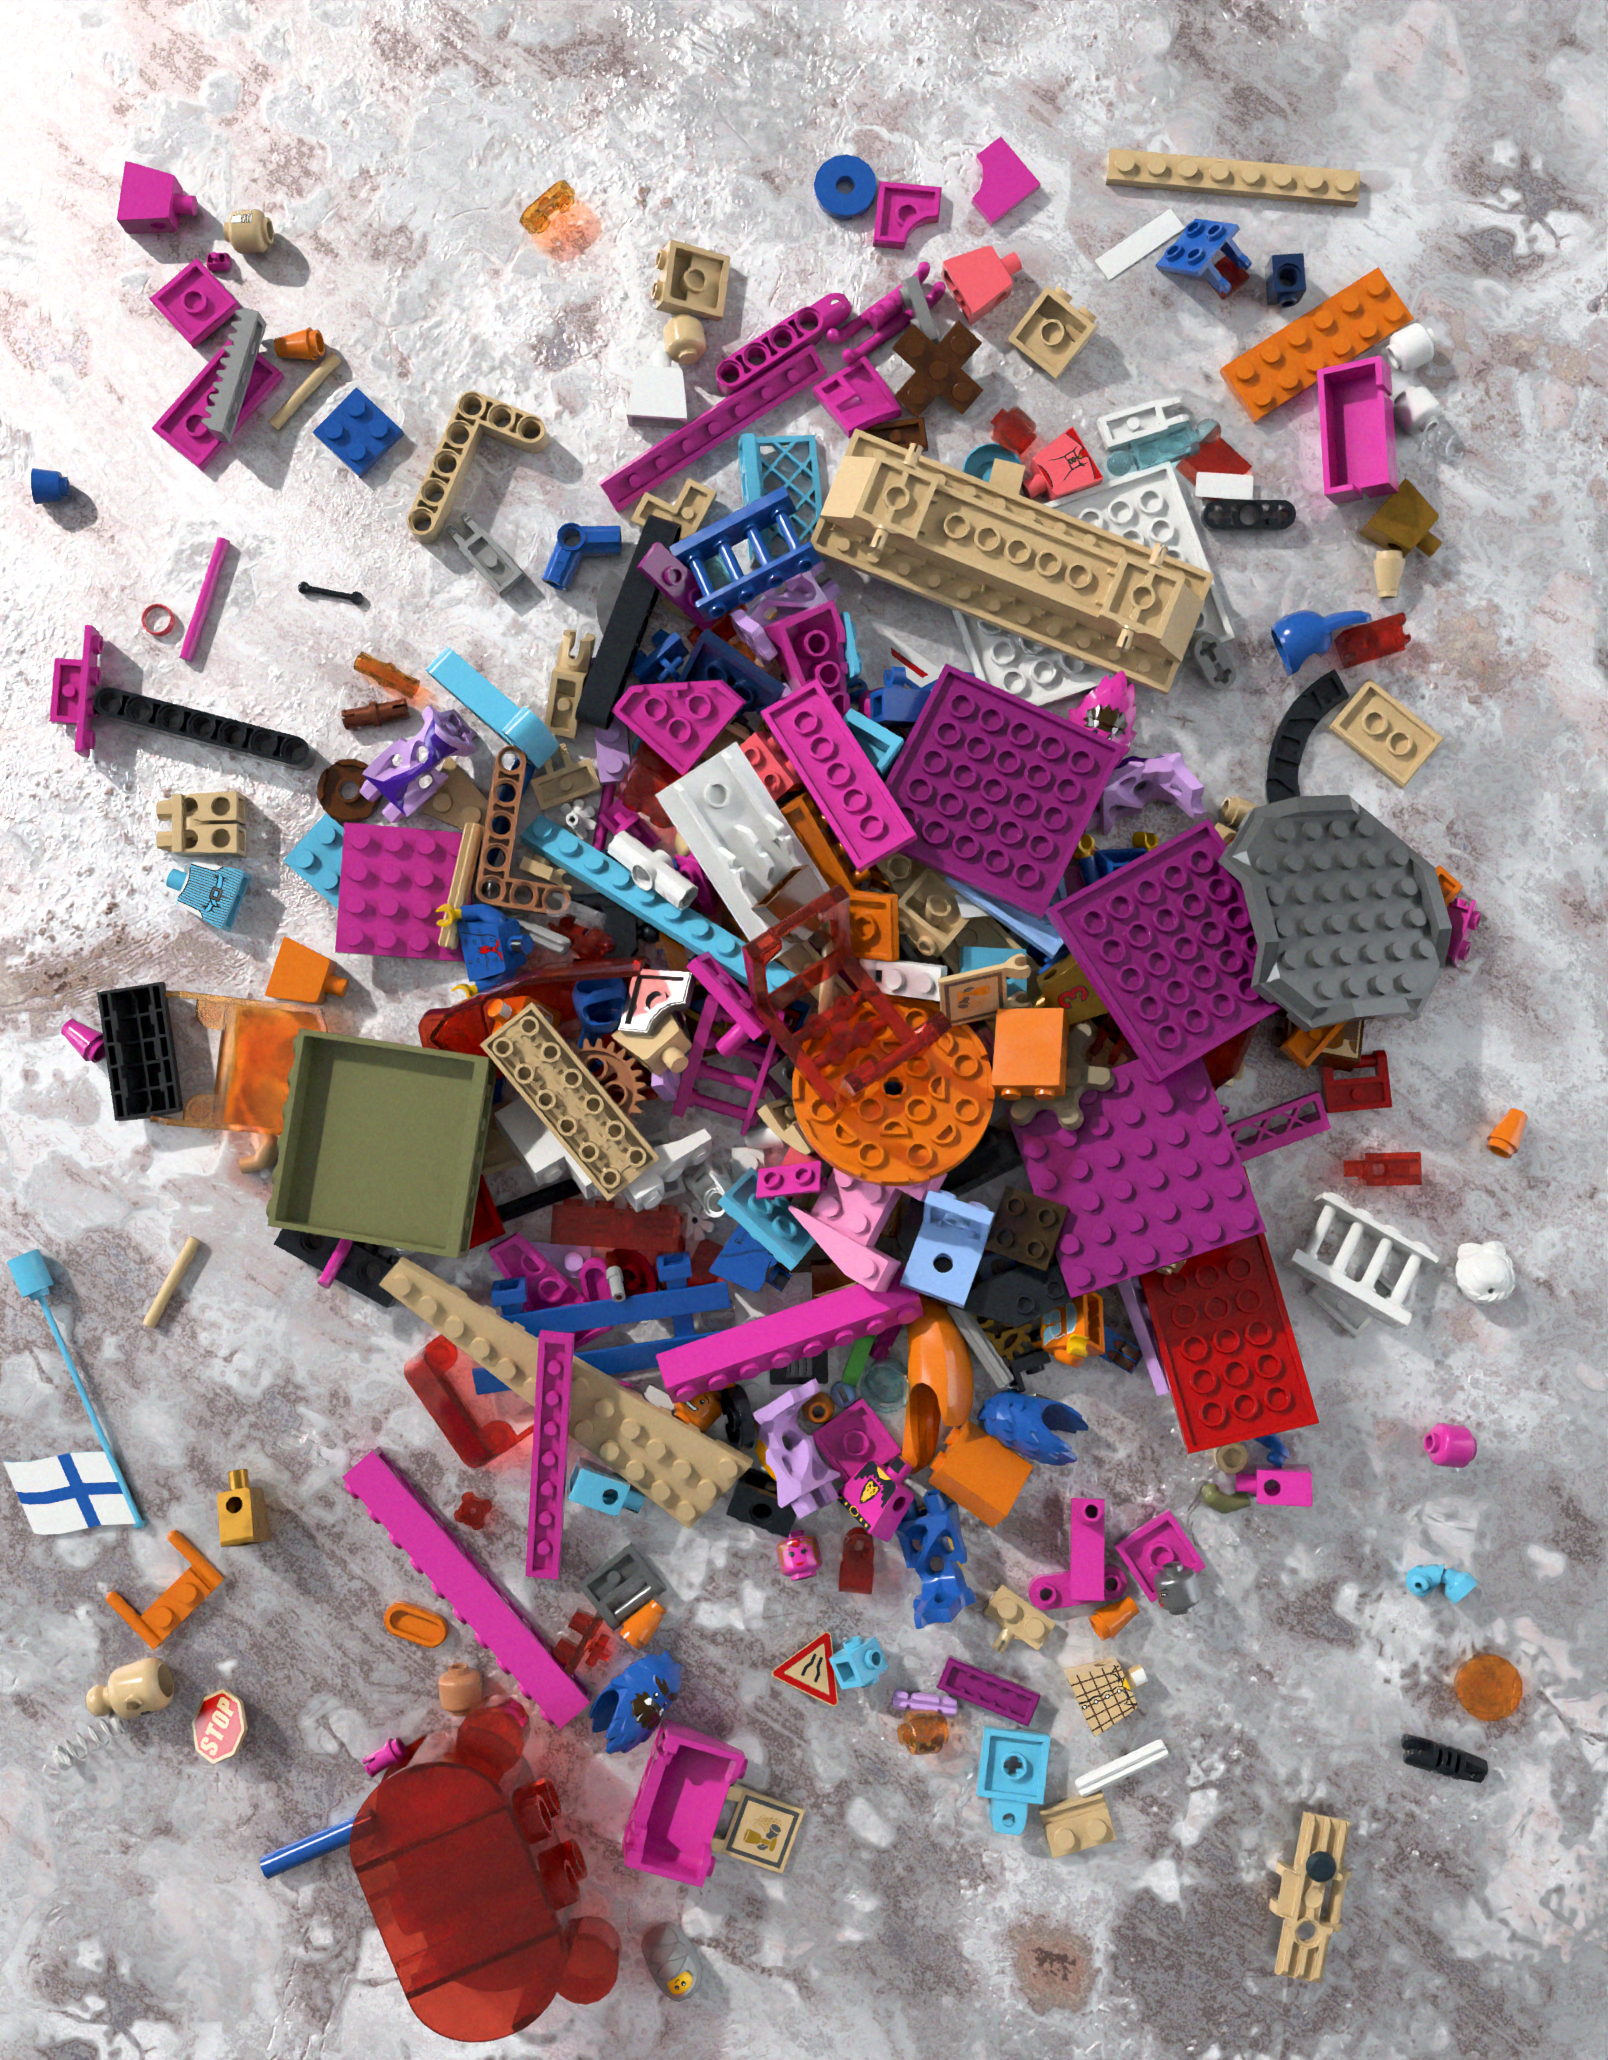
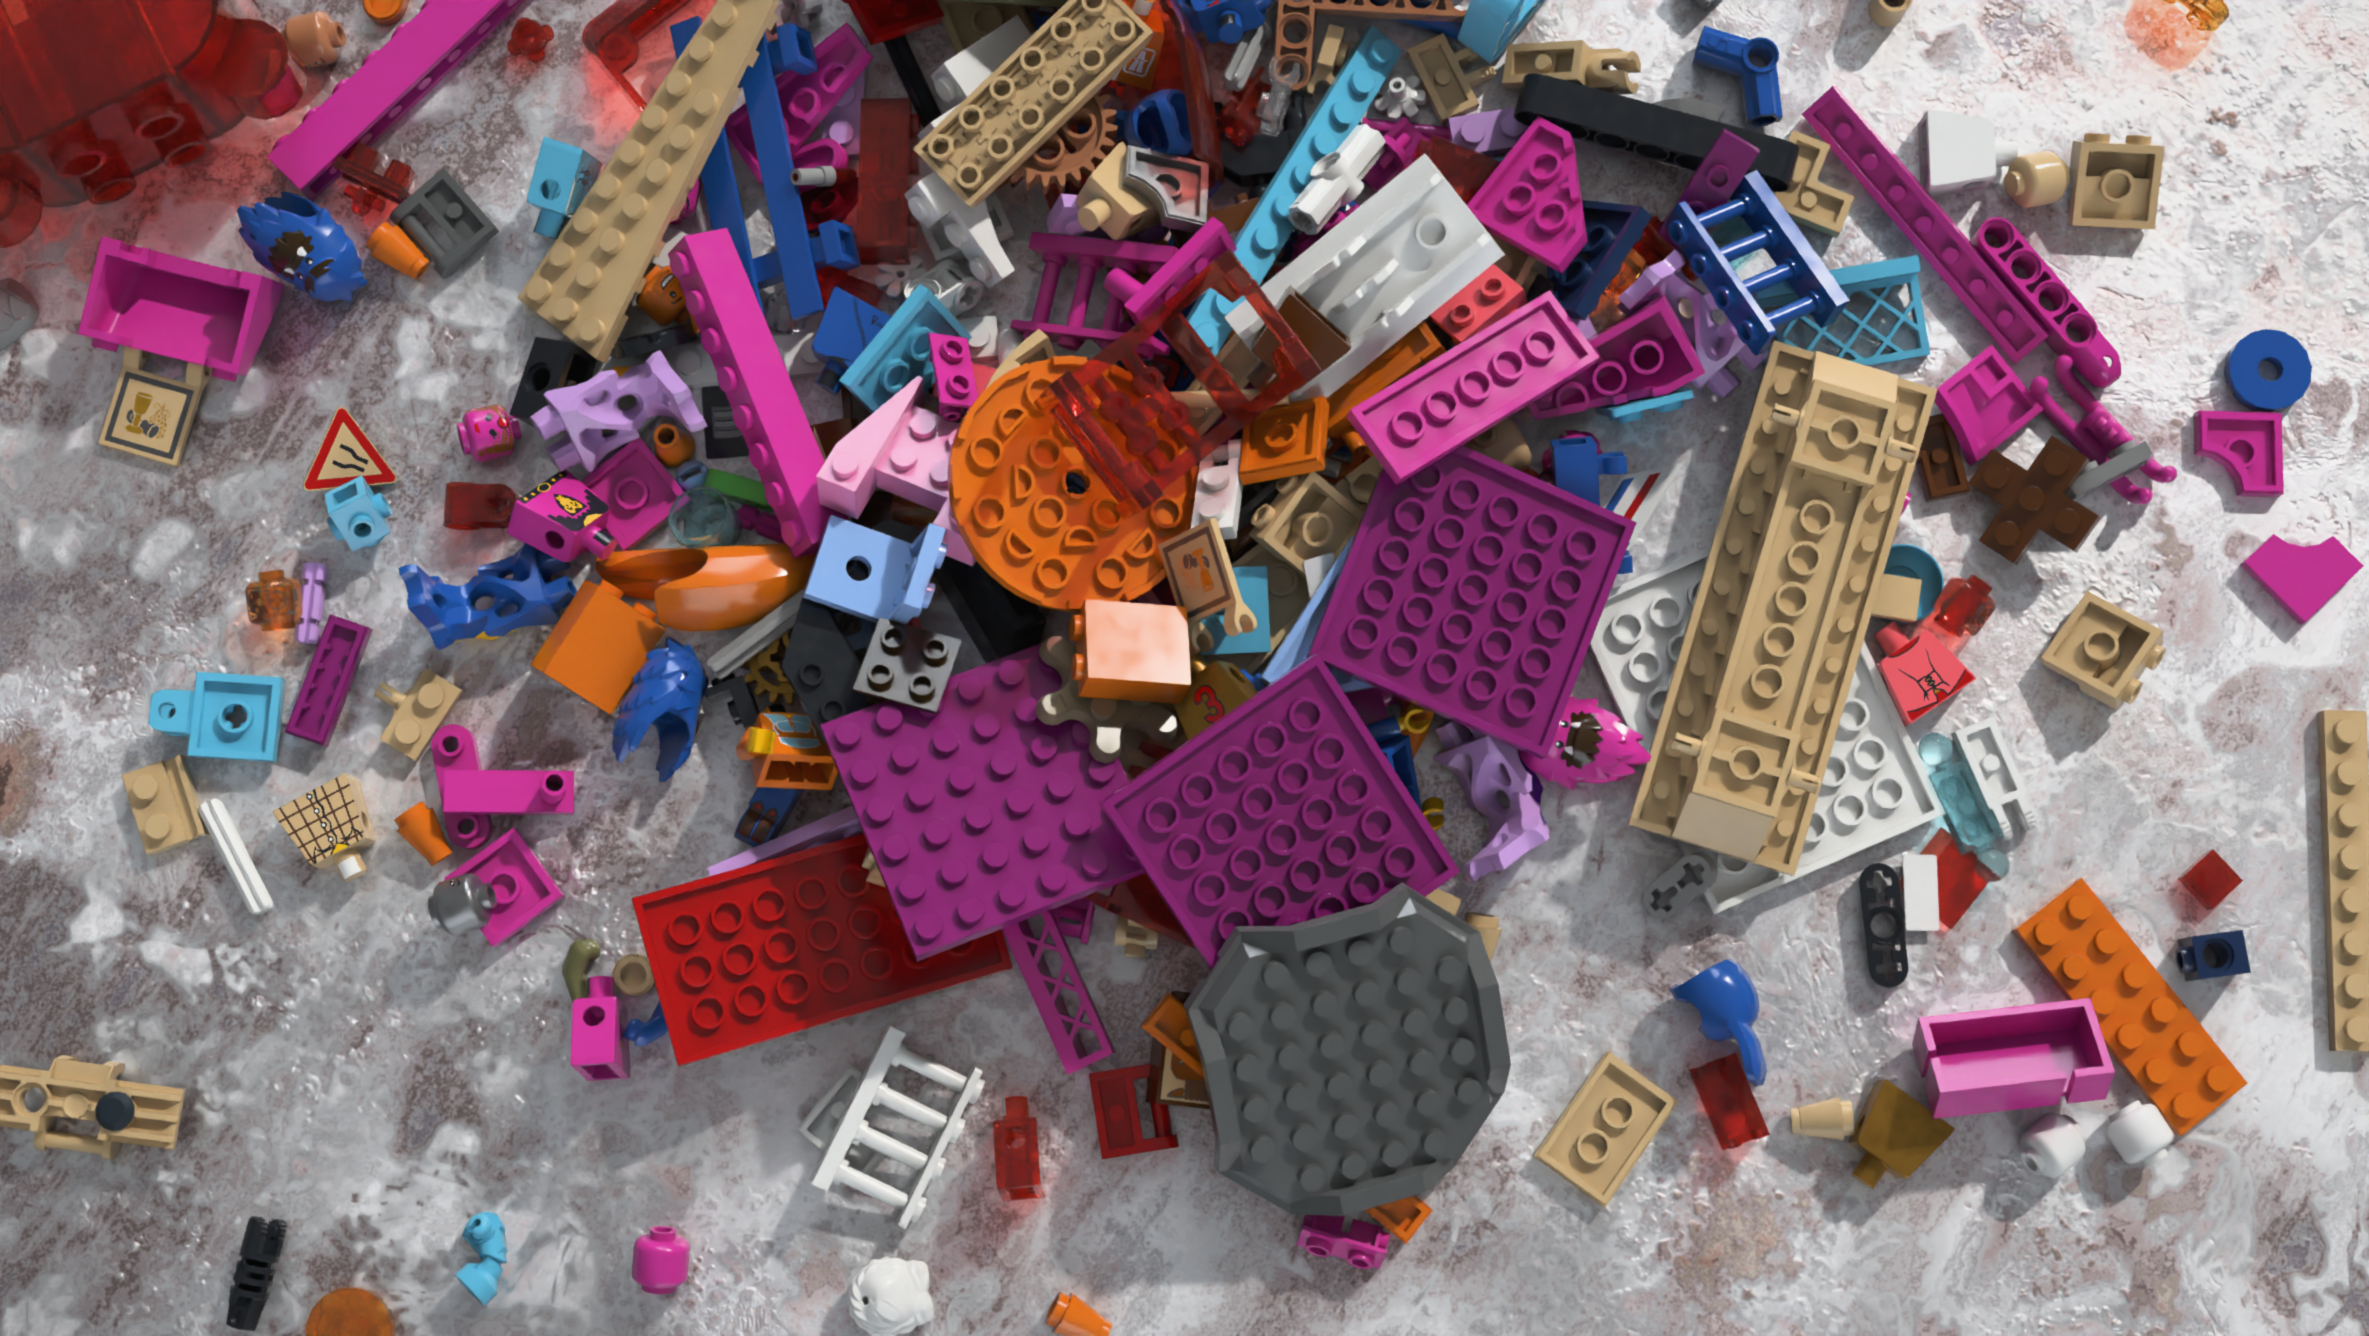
camera: 90 degrees right, 5 degrees down
(549, 1454) = (599, 111): dark pink plate -> none
(662, 661) = (1610, 181): blue hips -> none
(854, 696) = (1607, 424): blue hinge -> none
(877, 742) = (1522, 434): medium azure panel -> none
(980, 280) = (2162, 551): coral torso -> none
(1139, 244) = (2240, 762): white sticker -> none
(1197, 247) = (2251, 835): blue plate -> none
(1293, 733) = (1594, 1005): black tile -> none

